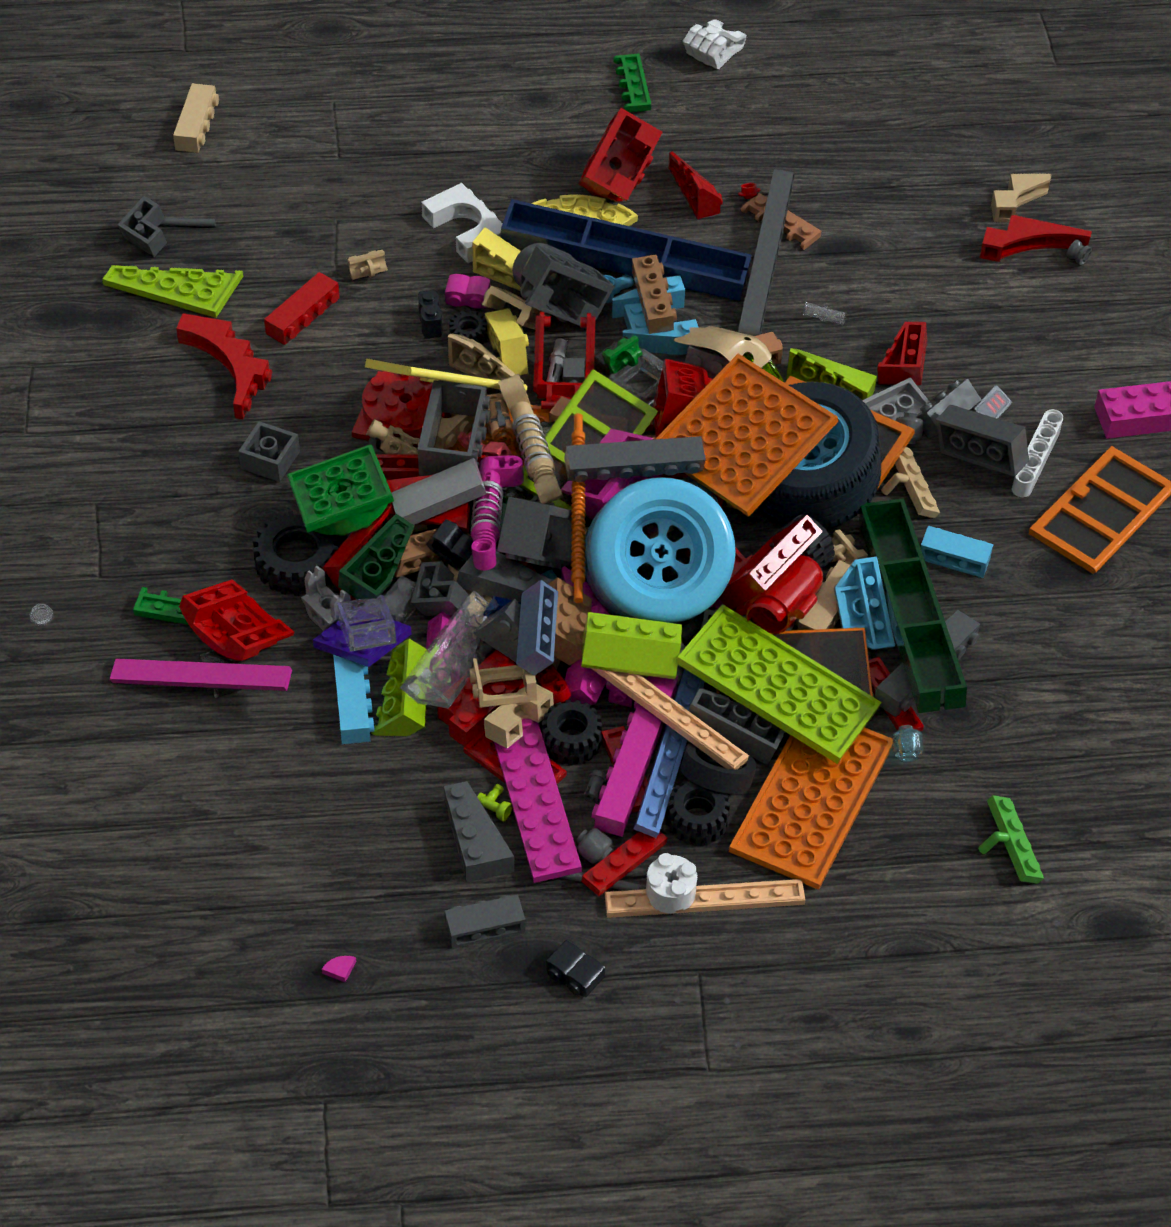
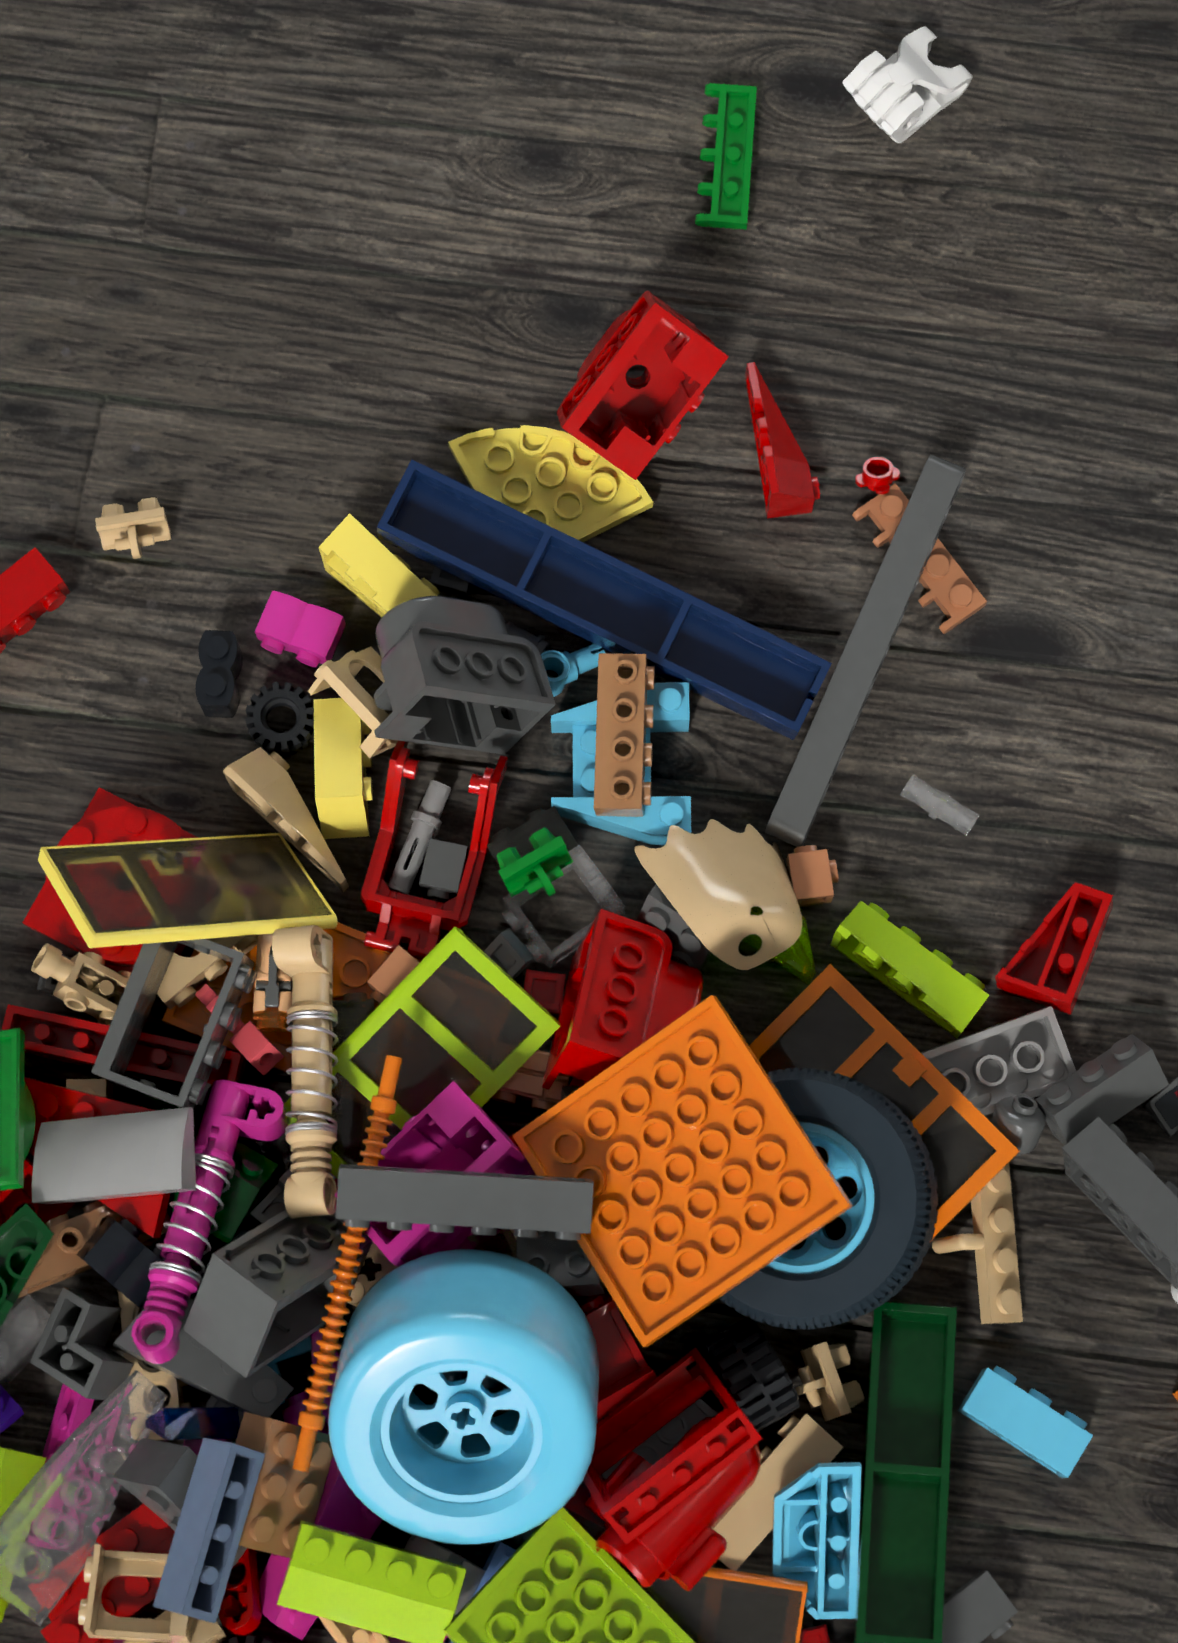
camera: 15 degrees right, 25 degrees up
(461, 203) = (334, 406): white arch -> none

